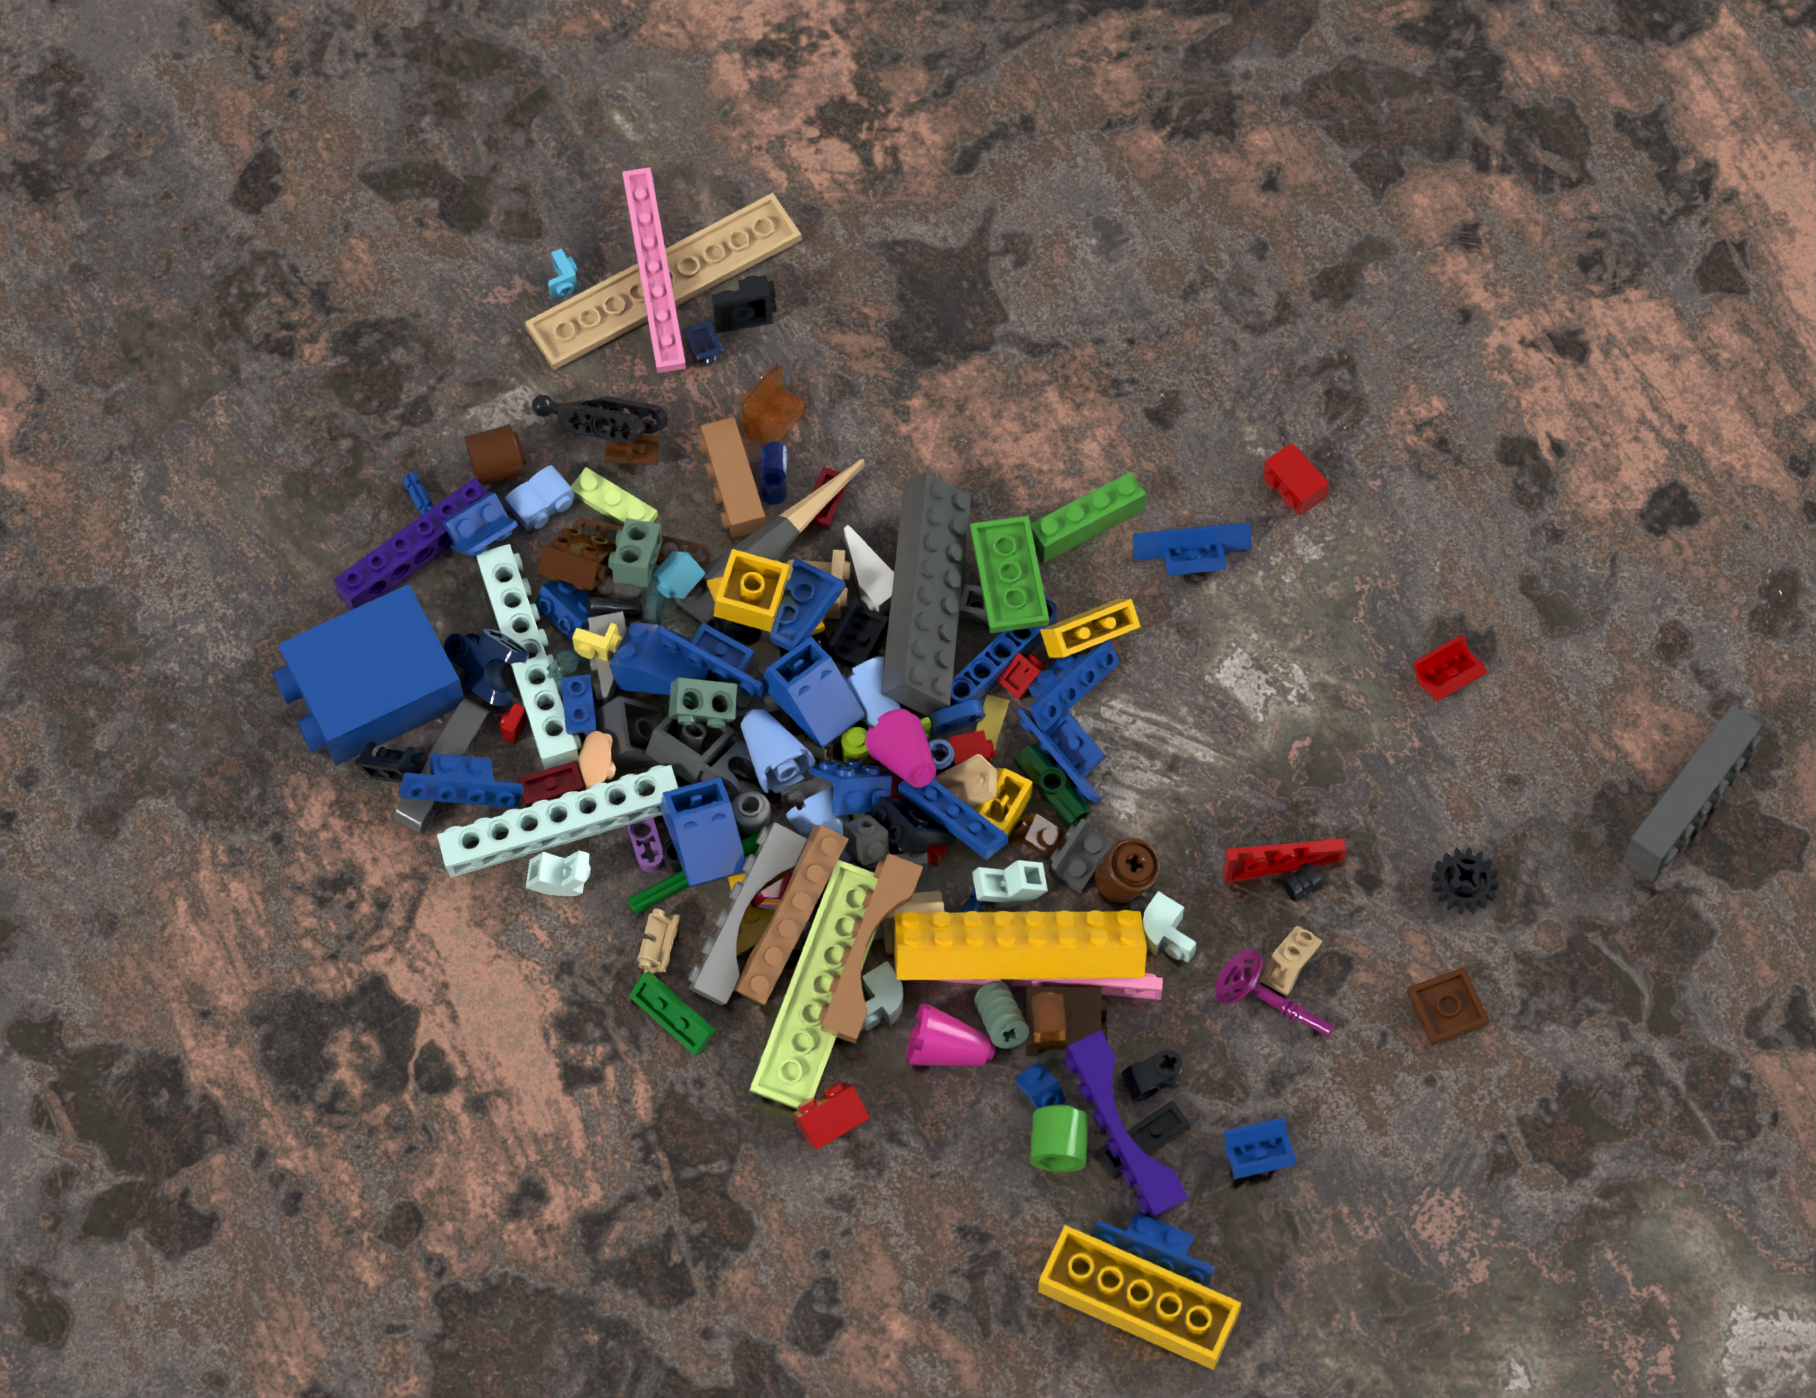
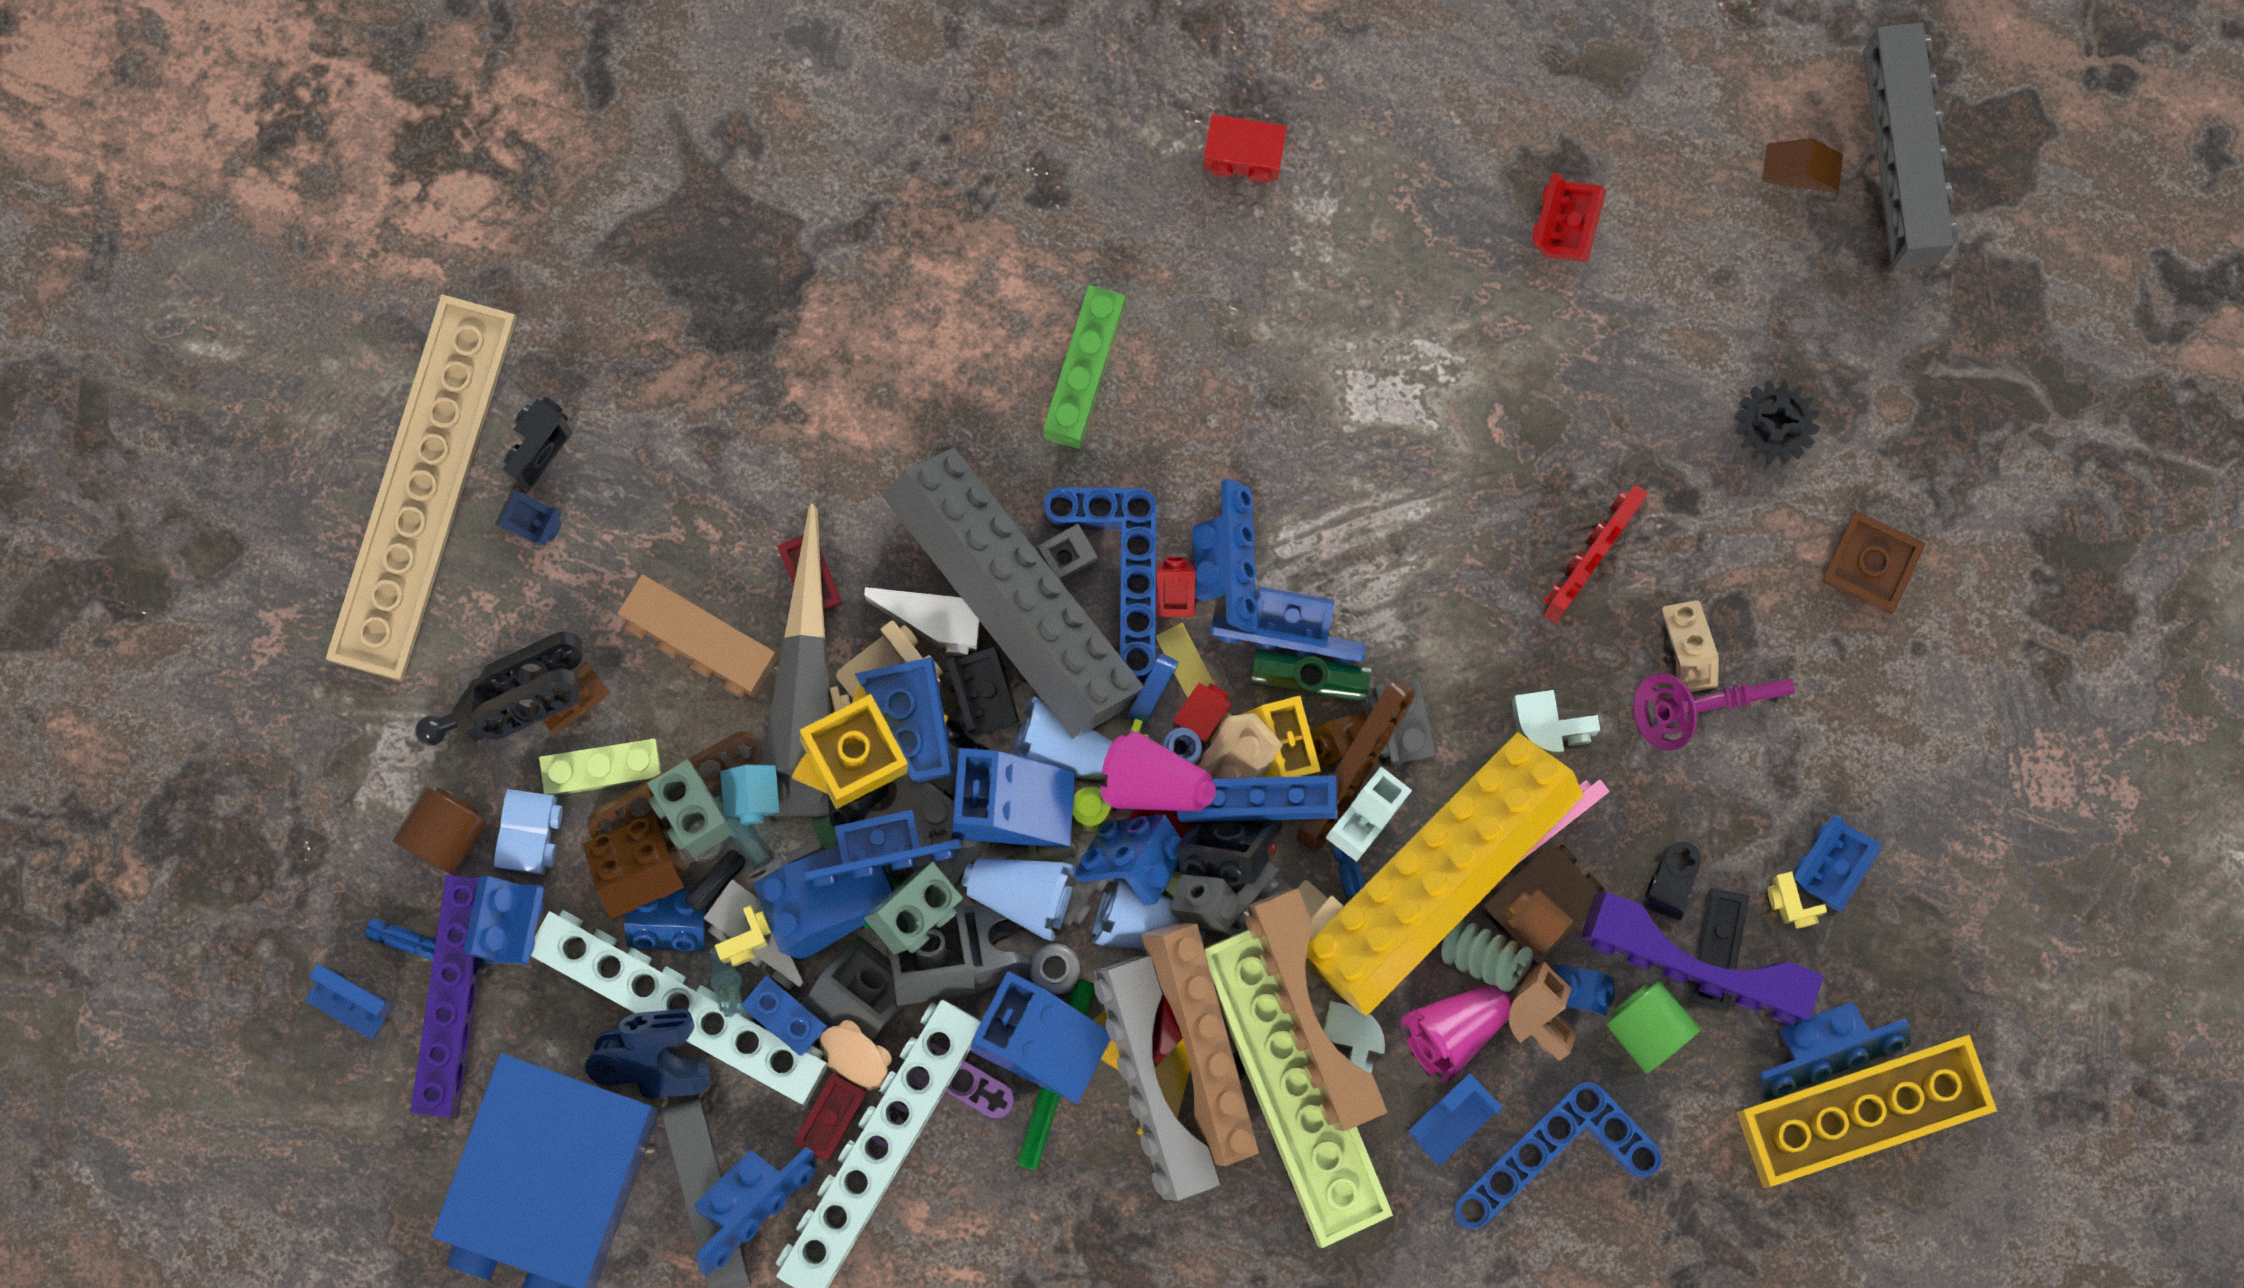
camera: 45 degrees left, 15 degrees up
(359, 502) = (348, 1002): none -> blue bracket
(390, 764) = (656, 1242): black hinge -> none
(513, 723) = (731, 1090): red plate -> none
(558, 875) = (930, 1203): light aqua brick -> none
(566, 269) = (311, 564): medium azure bracket -> none
(654, 270) = (406, 487): bright pink plate -> none
(655, 954) = (1085, 1167): tan hinge -> none
(672, 1013) = (1172, 1238): green plate -> none
(770, 408) = (670, 531): clear orange bracket -> none
(774, 472) = (730, 592): clear blue piece -> none
(830, 1114) = (1421, 1201): red brick -> none
(896, 1088) = (1454, 1119): none -> blue panel
(932, 1158) = (1549, 1148): none -> blue beam
(997, 1069) = (1537, 1011): none -> medium nougat brick
(1009, 574) = (1076, 500): bright green plate -> none
(1082, 829) = (1361, 758): none -> reddish brown beam
(1090, 628) = (1201, 484): yellow brick -> none
(1114, 875) = (1452, 711): reddish brown piece -> none
(1192, 548) = (1216, 310): blue bracket -> none
(1210, 1141) = (1785, 897): none -> light yellow bracket
(1301, 882) = (1630, 561): black wheel -> none
(1623, 758) = (1803, 165): none -> reddish brown slope

